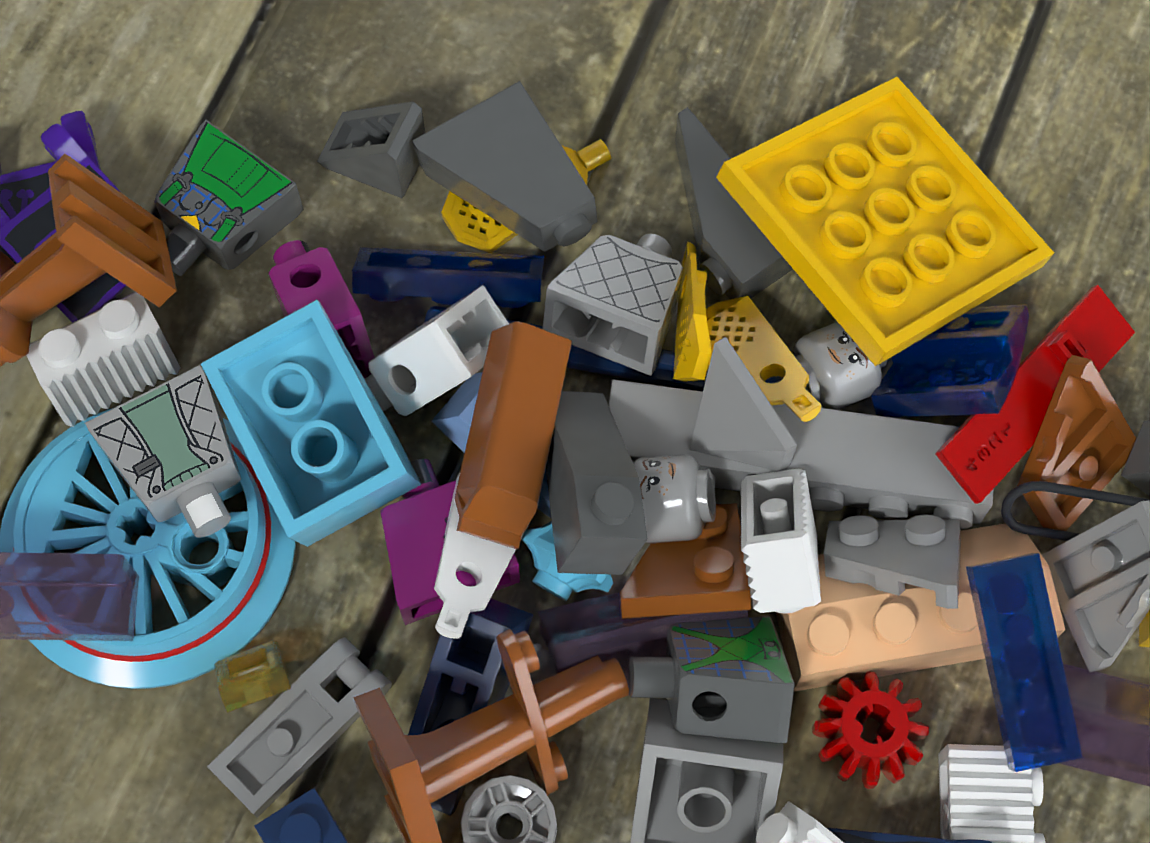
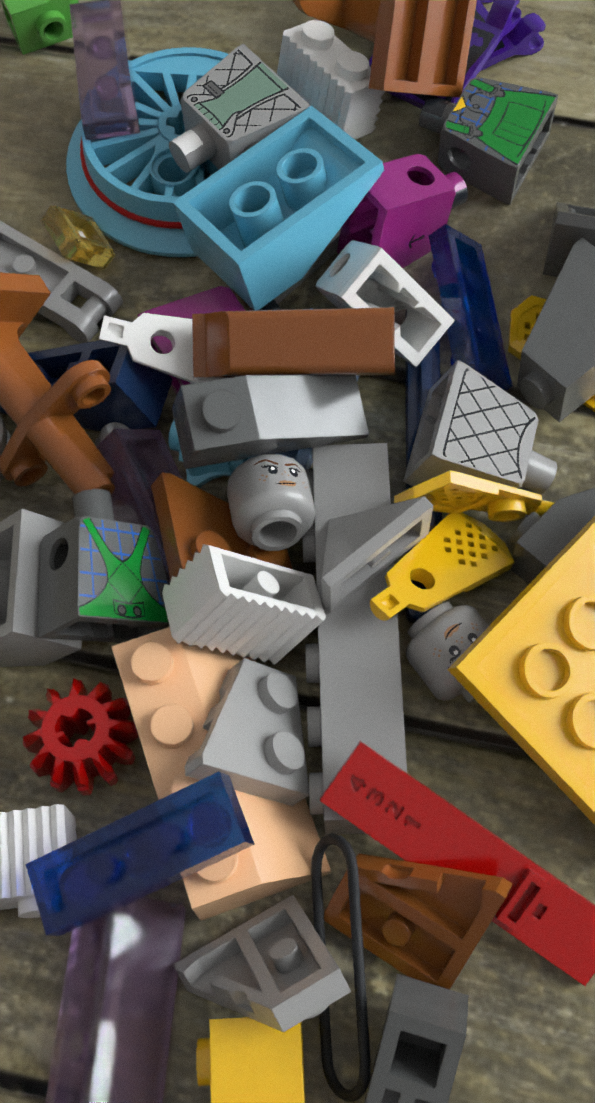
camera: 85 degrees right, 5 degrees down
(958, 367) = (477, 769): clear blue slope -> none

